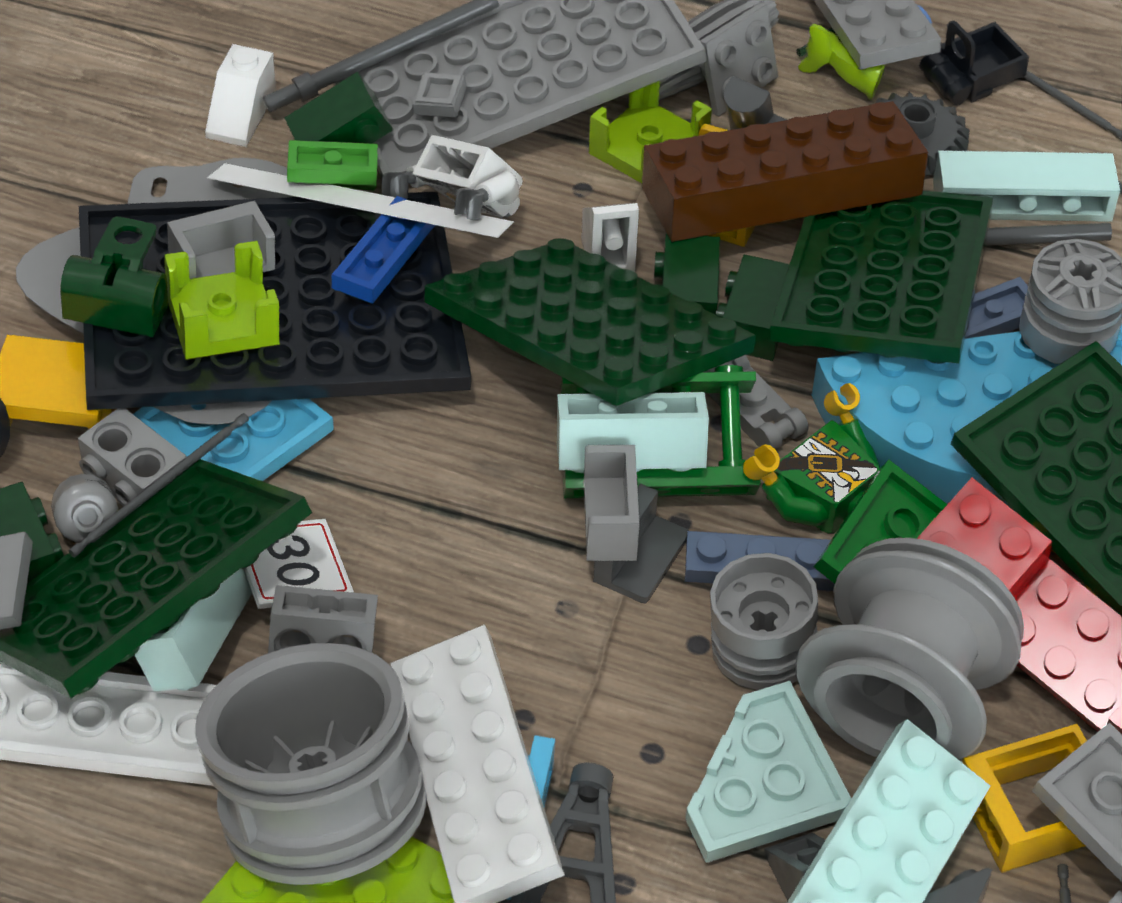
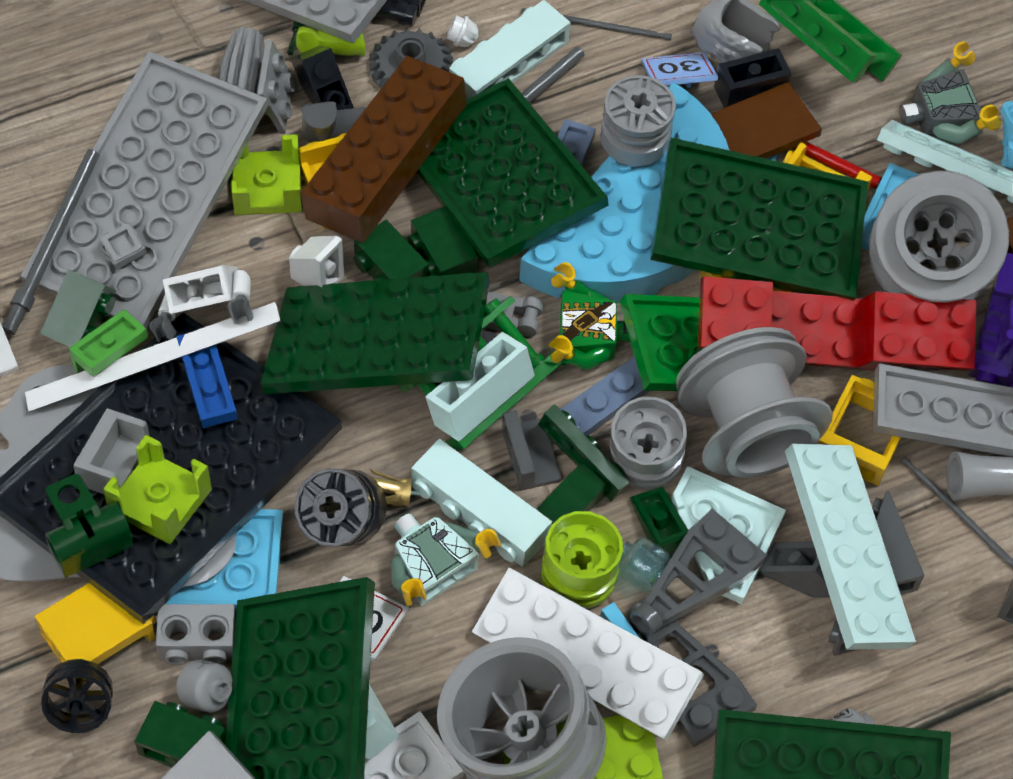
camera: 45 degrees left, 10 degrees up
(158, 485) = (237, 635): dark grey piece -> none
(321, 618) = (423, 644): light grey brick -> none
(378, 445) = (360, 512): none -> black wheel
(424, 566) = (435, 556): none -> torso
(467, 487) = (398, 487): none -> pearl gold piece
(532, 556) = (480, 502): none -> light aqua brick
(567, 674) = (582, 558): none -> lime wheel
(611, 503) = (511, 439): light grey panel -> none
(629, 625) = (577, 492): none -> dark green slope
(636, 737) = (642, 563): none -> clear light blue head
(689, 583) = (582, 449): none -> dark green plate
(702, 720) = (659, 519): none -> dark green slope
(739, 778) = (724, 546): none -> dark grey plate
(799, 82) = (321, 77): none -> black slope
(997, 134) = (462, 32): none -> white plate

